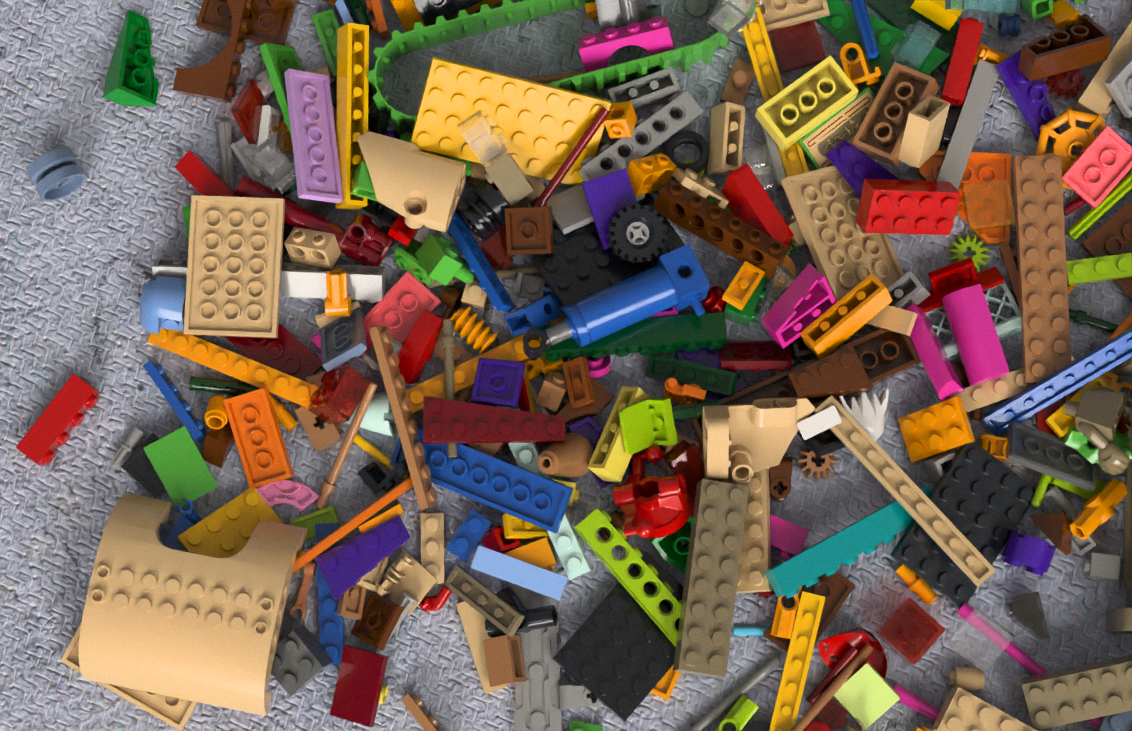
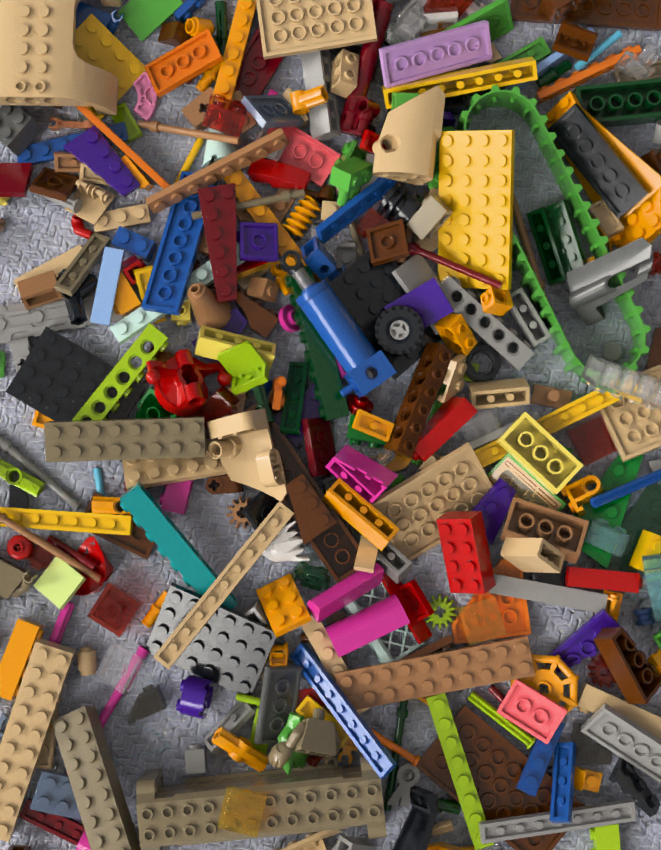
camera: 80 degrees right, 5 degrees up
(378, 480) = (168, 163): black bracket -> none
(483, 139) = (455, 188): clear brick -> none
(552, 41) = (556, 241): none -> dark green brick
(578, 382) = (270, 306): dark orange plate -> none
(651, 35) = (573, 313): dark pink arch -> none
(819, 422) = (269, 506): white sticker -> none
(907, 391) = (311, 577): none -> clear green plate
(1056, 528) = (216, 716): reddish brown slope -> none

